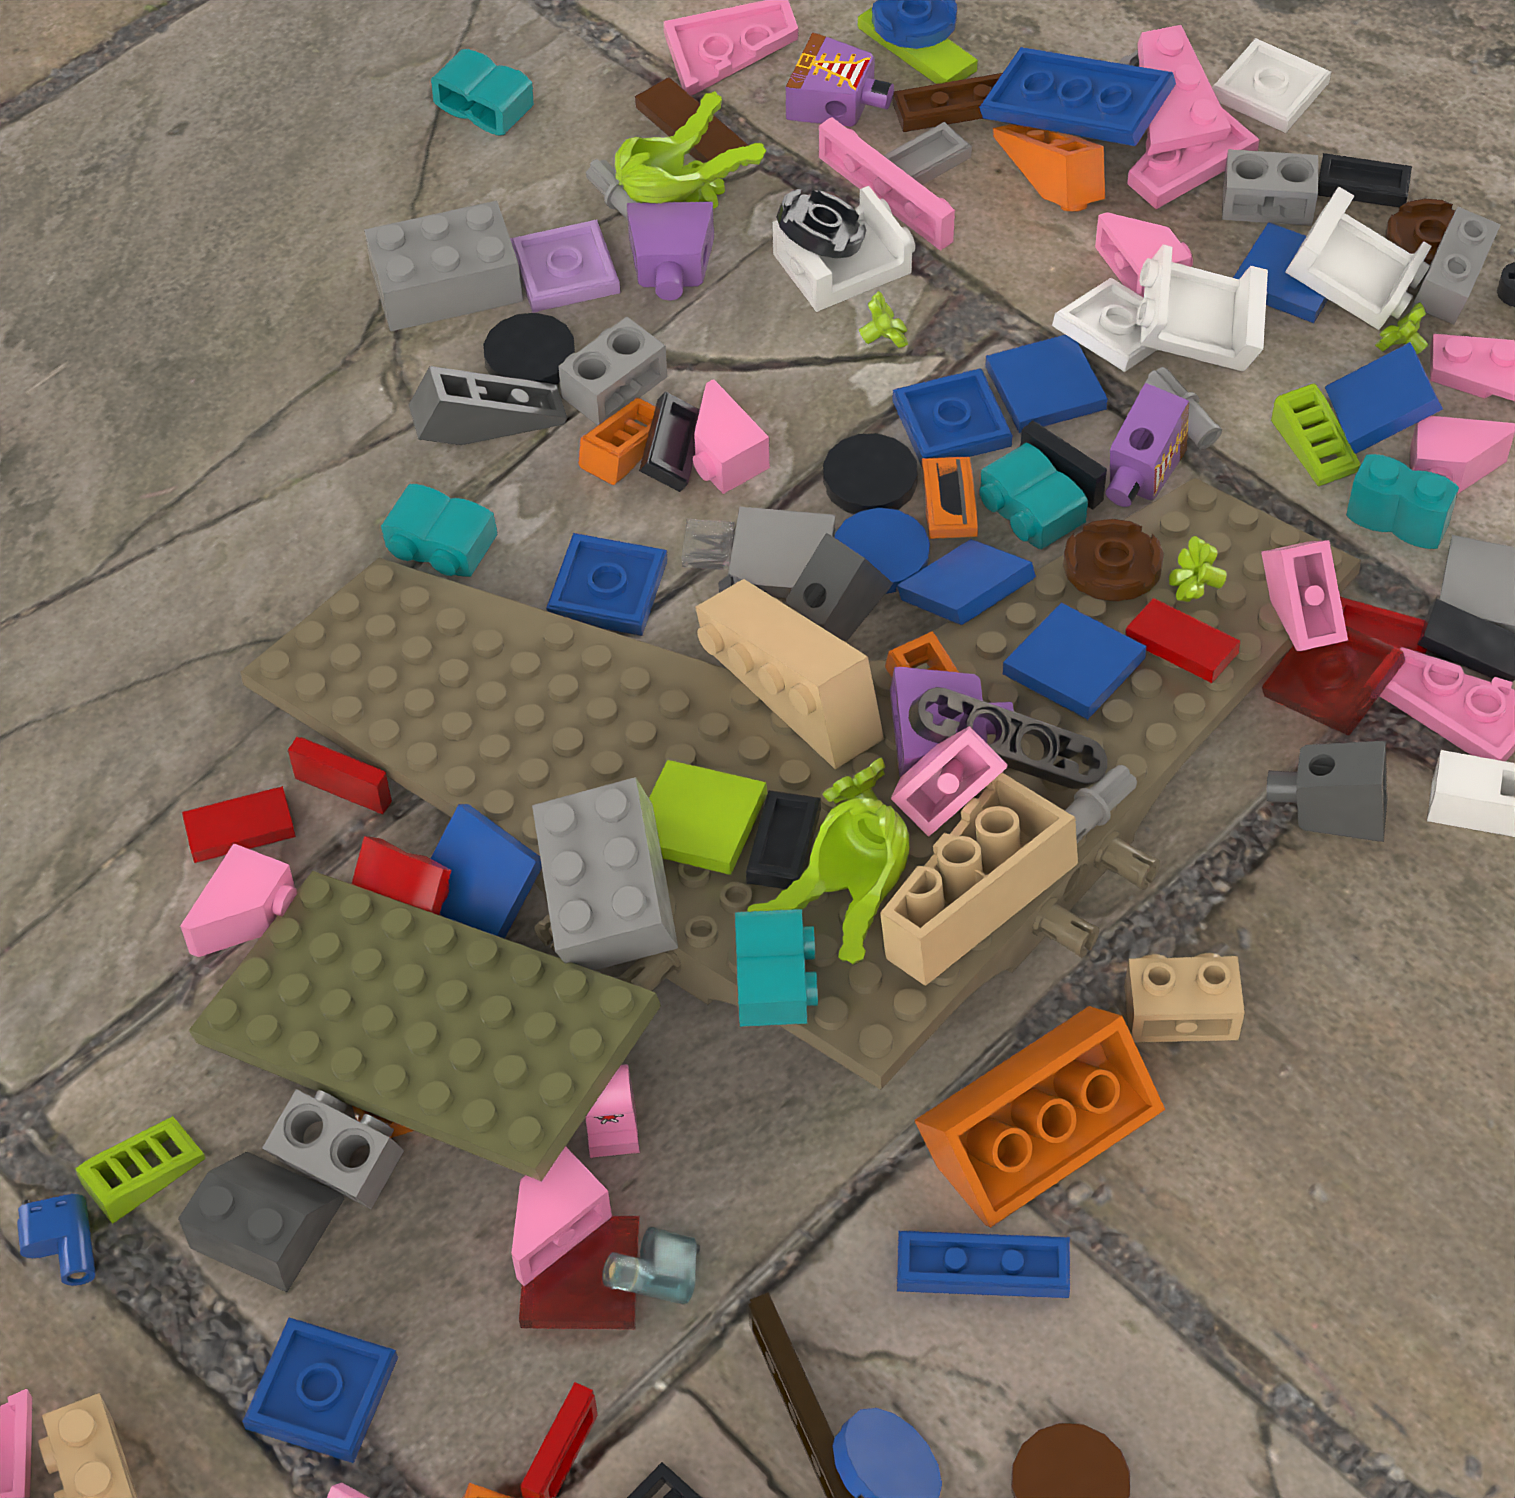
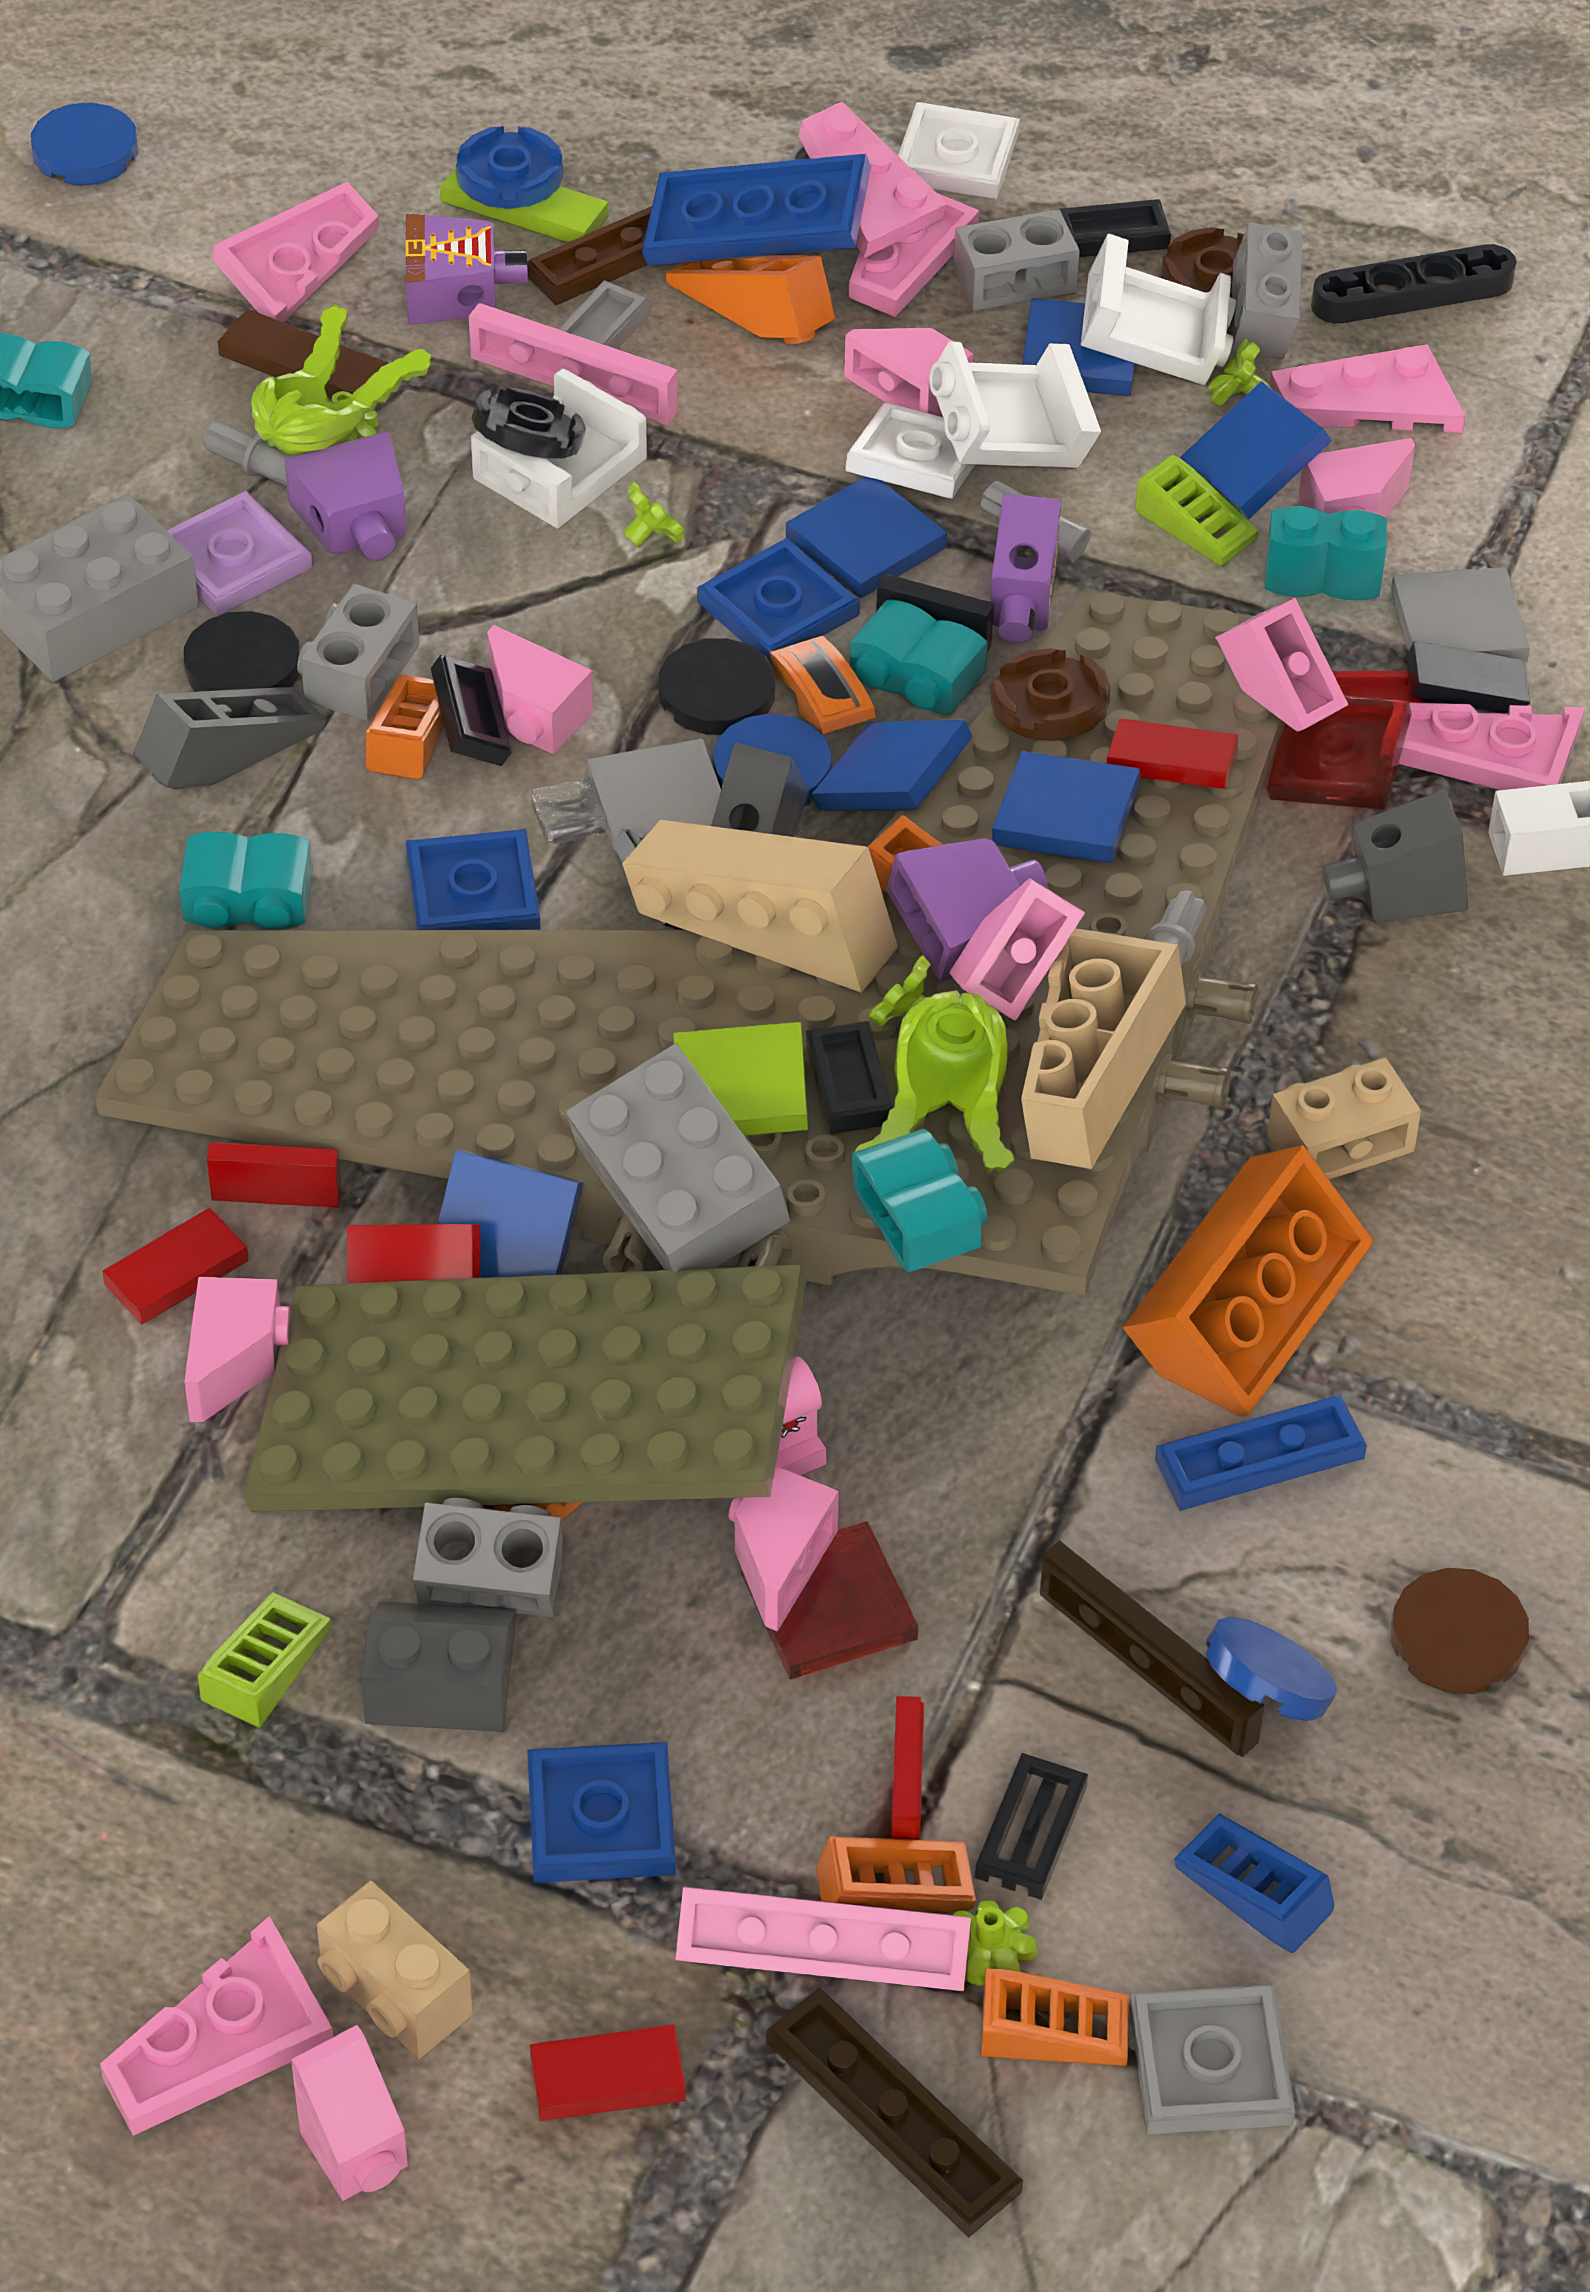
camera: 25 degrees left, 5 degrees down
(59, 1228) = (206, 1747): blue piece -> none
(662, 1271) = (917, 1562): clear light blue piece -> none
(1009, 733) = (1102, 884): black beam -> none
(1196, 571) = (1151, 678): lime plant -> none

